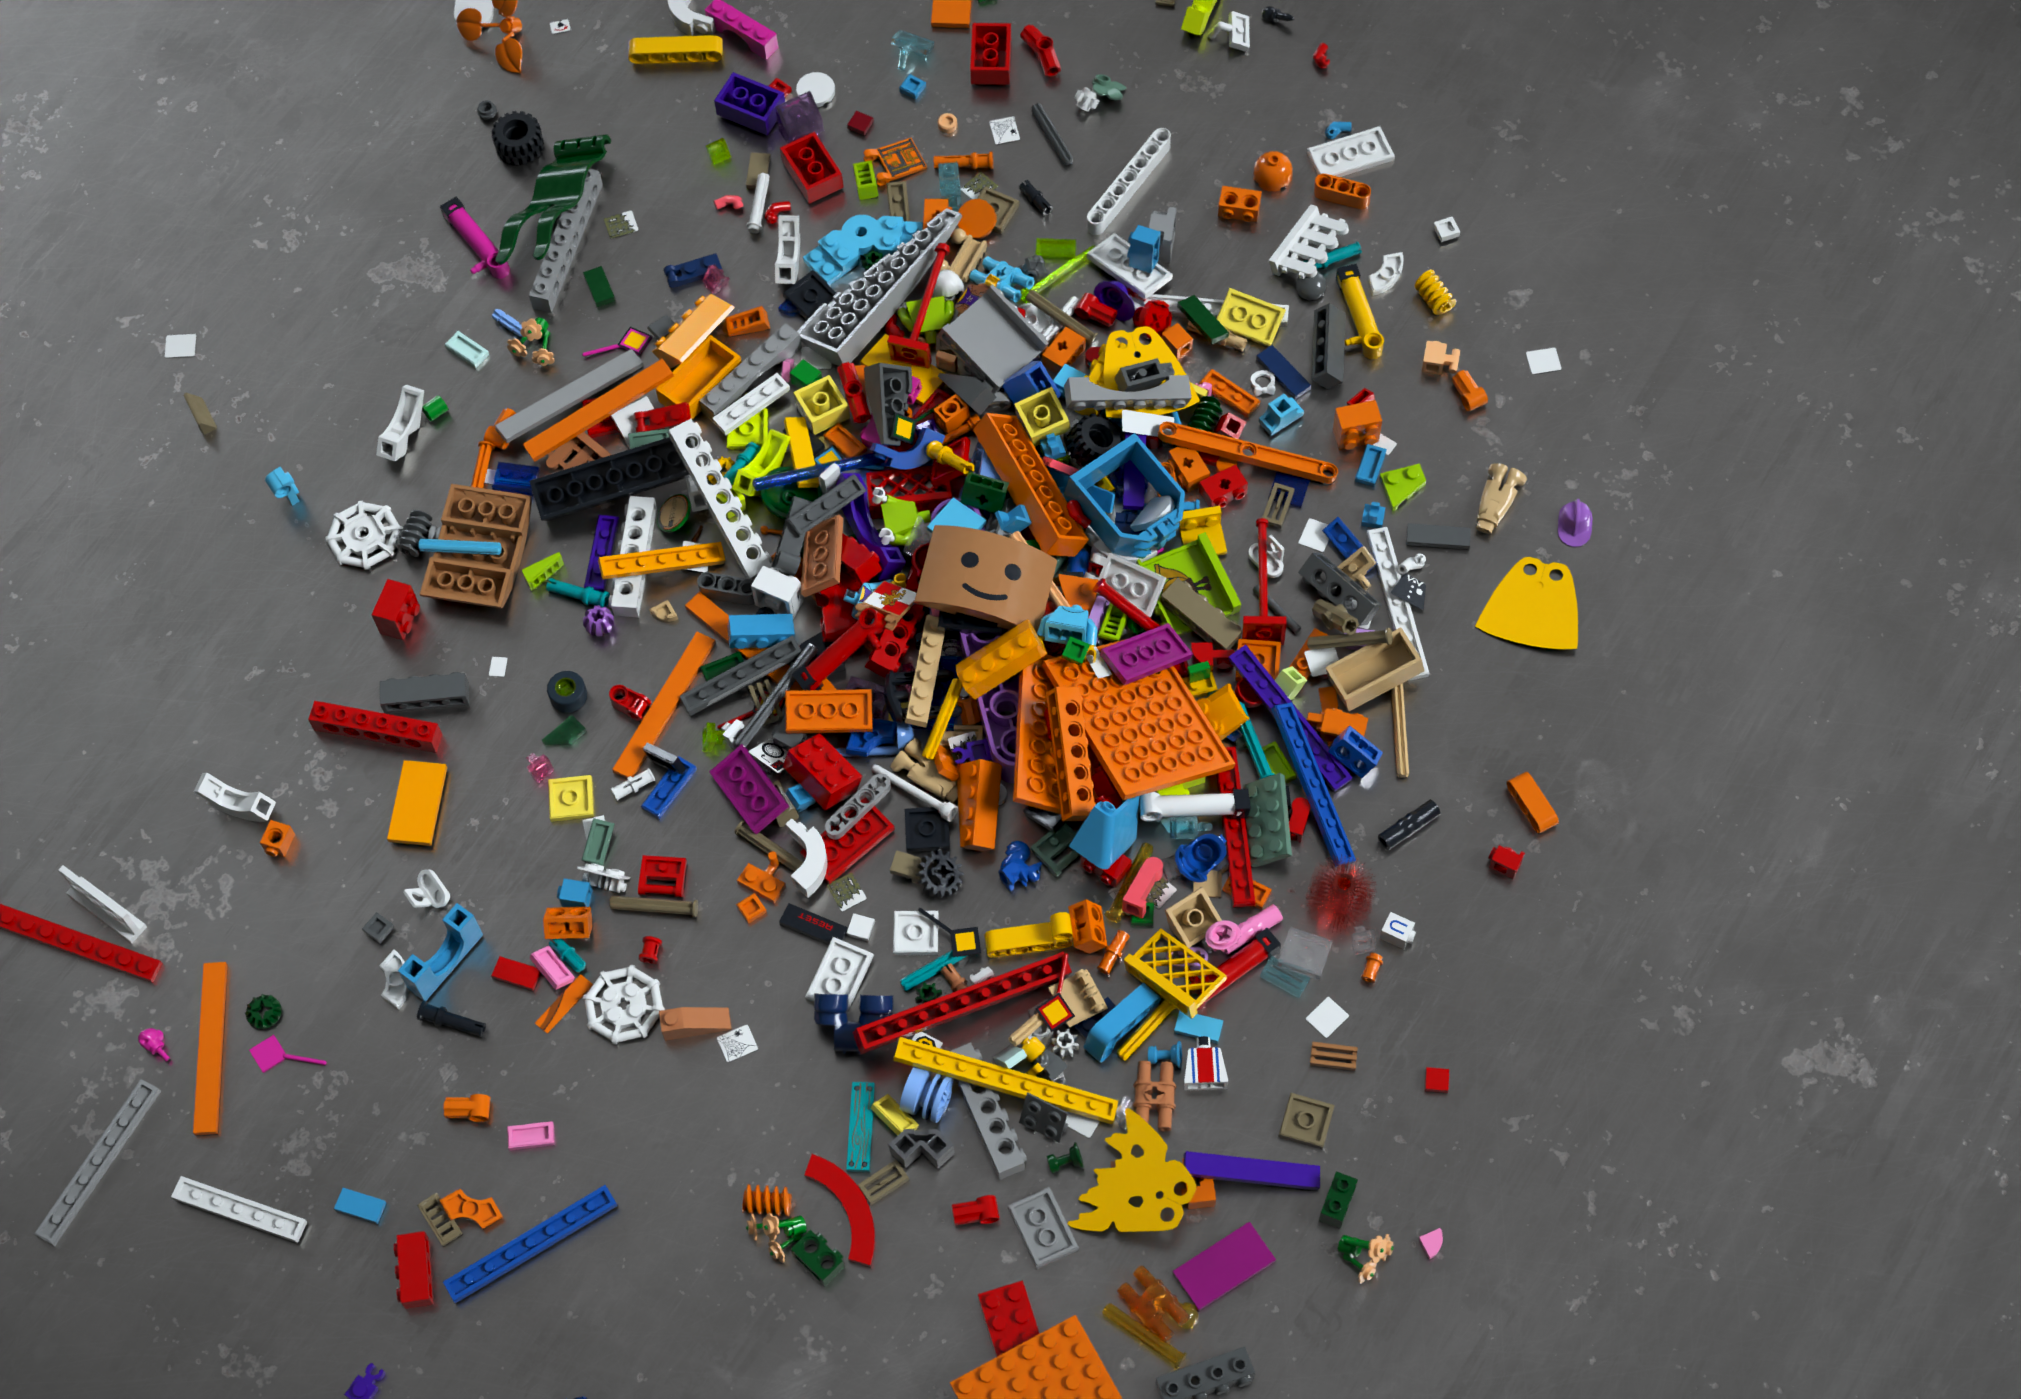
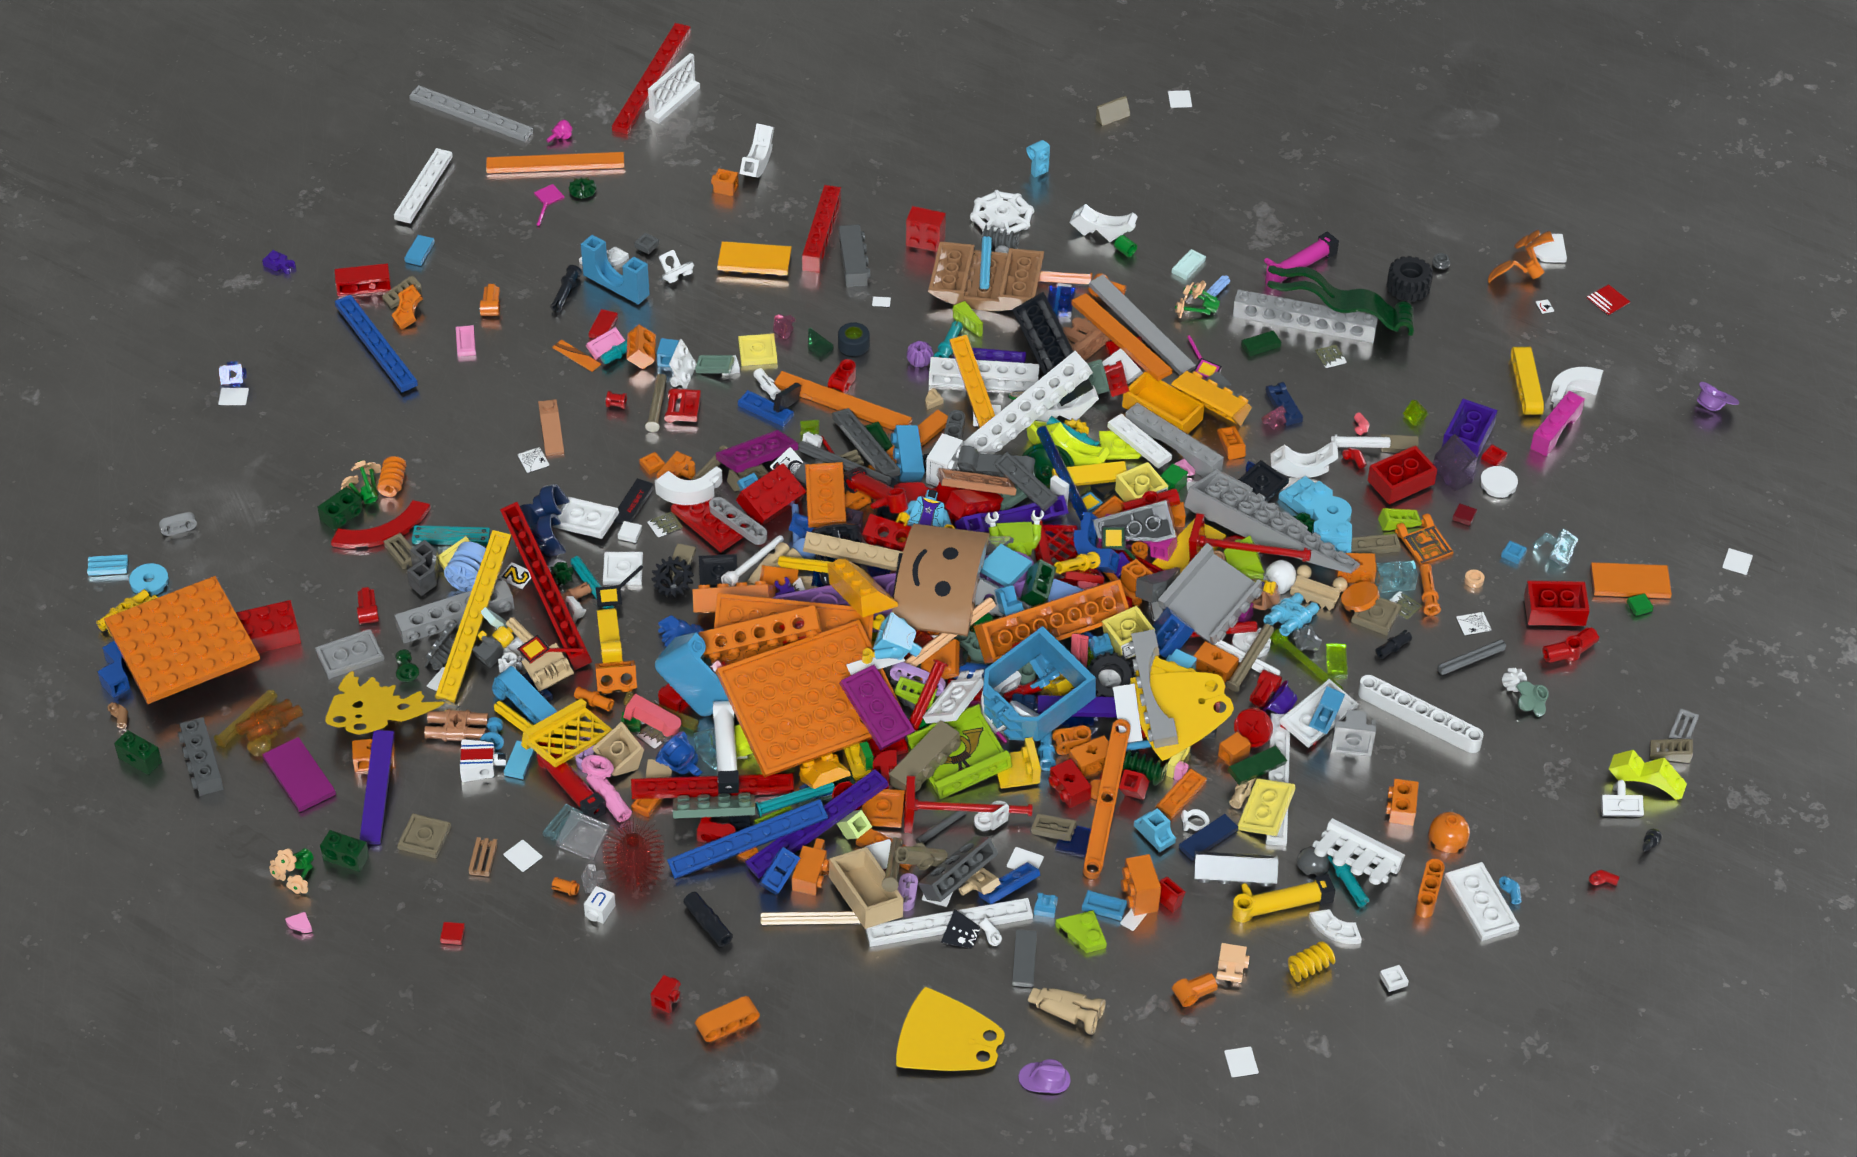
camera: 85 degrees right, 15 degrees down
(619, 992) = (572, 399): white plate -> none
(890, 601) = (918, 512): flag -> none
(1075, 651) = (866, 638): green tile -> none
(1143, 375) = (1170, 697): dark grey hinge -> none

